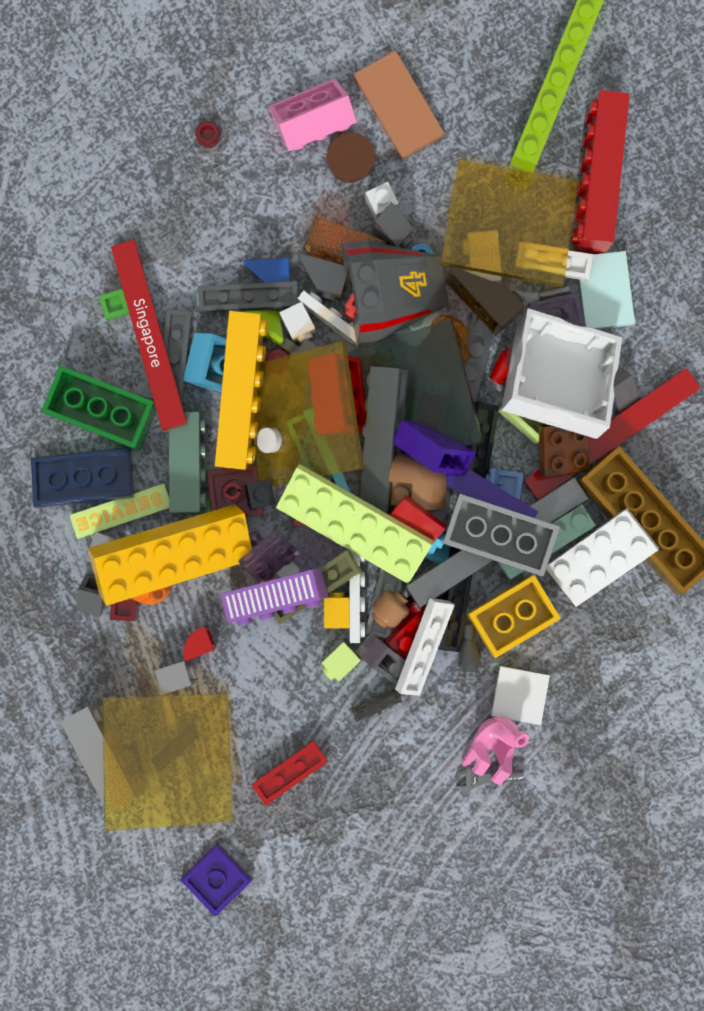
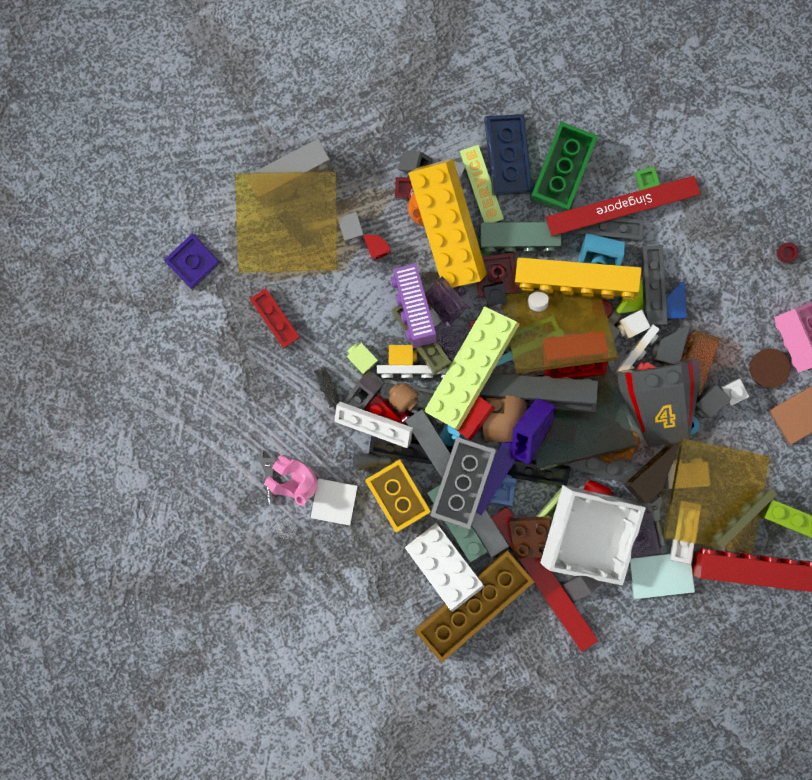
camera: 90 degrees right, 0 degrees up
(543, 197) = (737, 523): none -> olive plate

